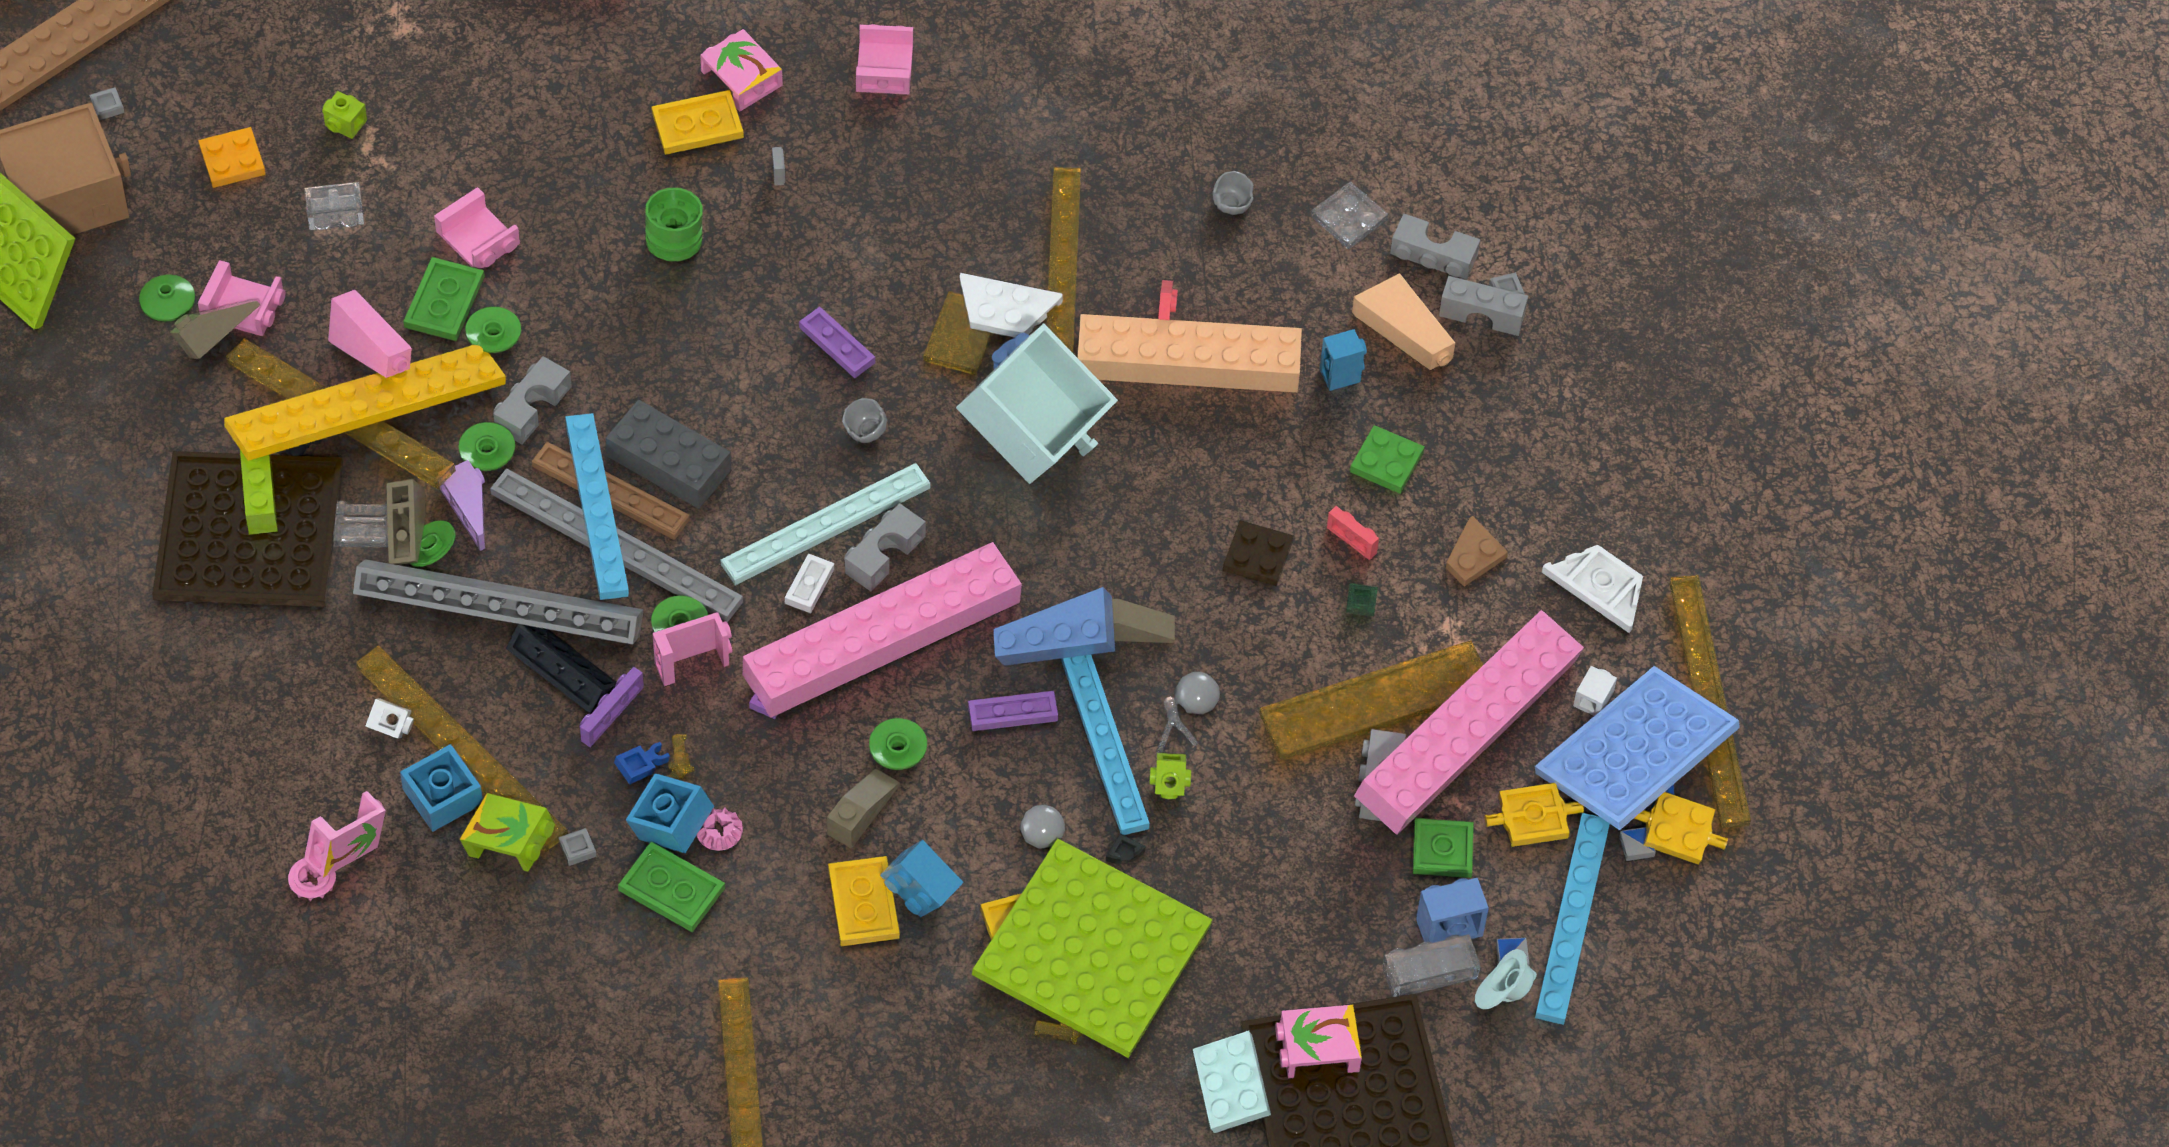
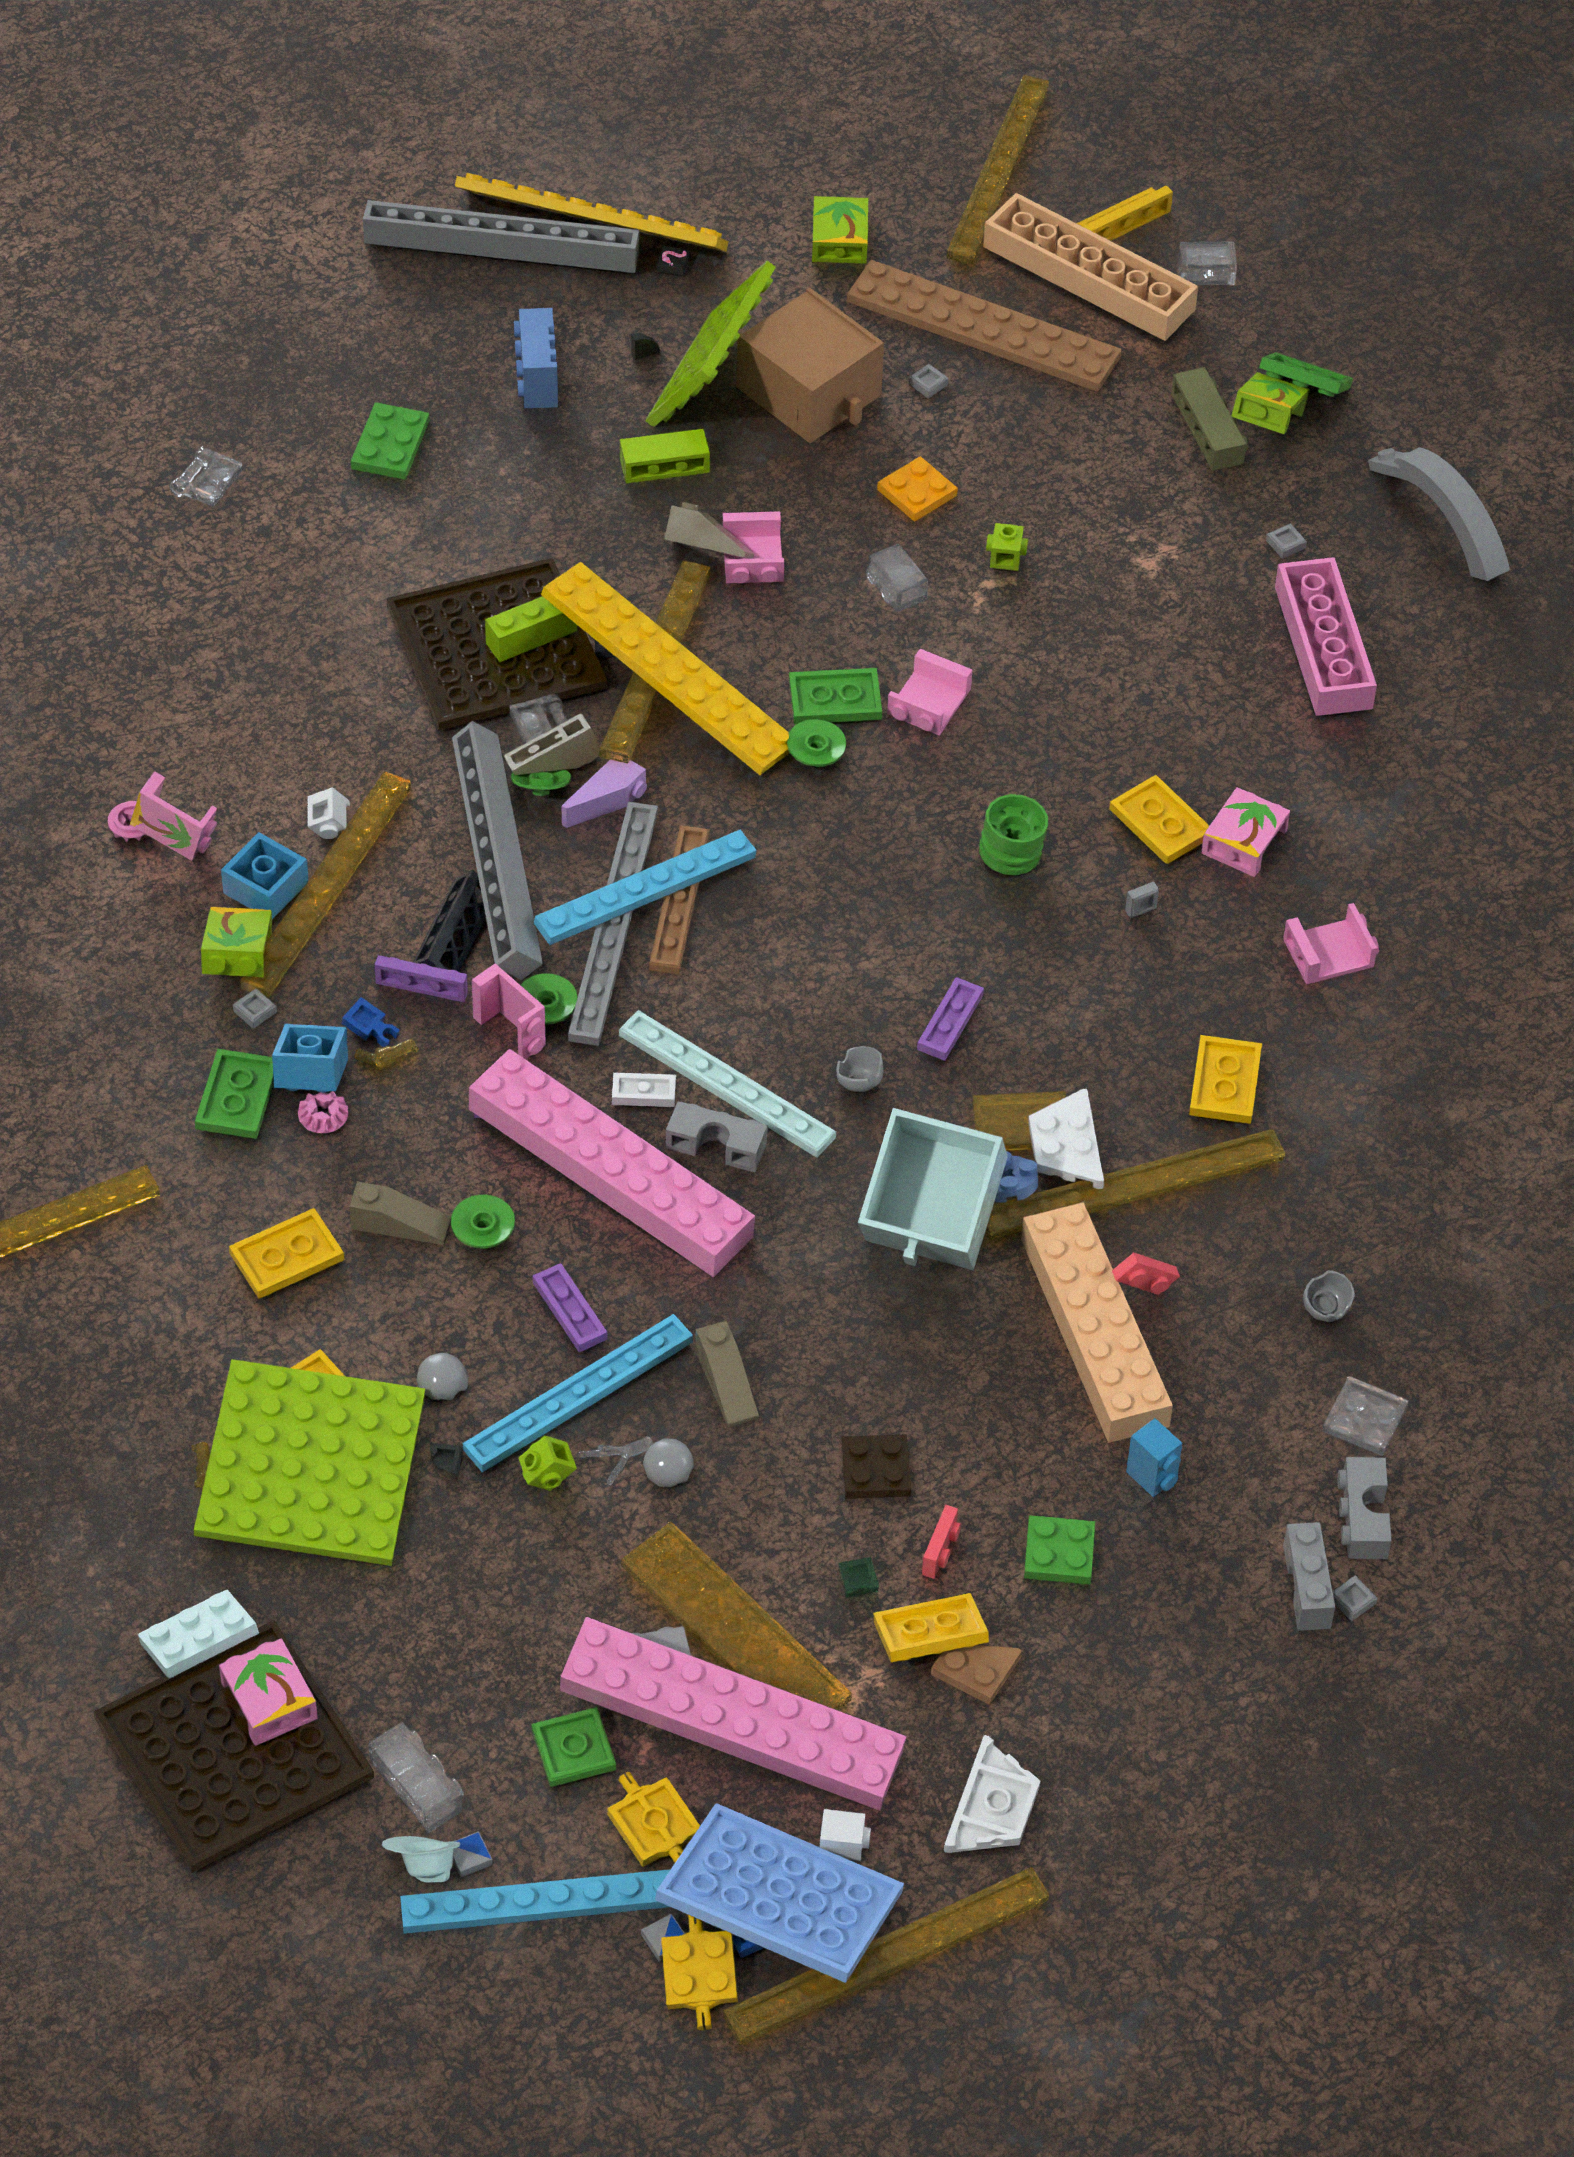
camera: 70 degrees right, 5 degrees down
(92, 326) = (664, 456): none -> lime brick
(170, 305) = (731, 497): bright green dish -> none
(366, 335) = (742, 640): bright pink slope -> none
(487, 437) = (676, 783): bright green dish -> none
(542, 382) = (729, 791): light grey arch -> none
(668, 454) = (738, 925): dark grey brick -> none
(921, 879) = (314, 1279): dark azure brick -> none
(986, 180) = (1225, 1079): none -> yellow plate
(1062, 631) = (672, 1307): medium blue wedge -> none
(1405, 321) = (1250, 1508): light nougat slope -> none
(1433, 565) = (931, 1627): none -> yellow plate
(1452, 910) = (481, 1769): medium blue brick -> none

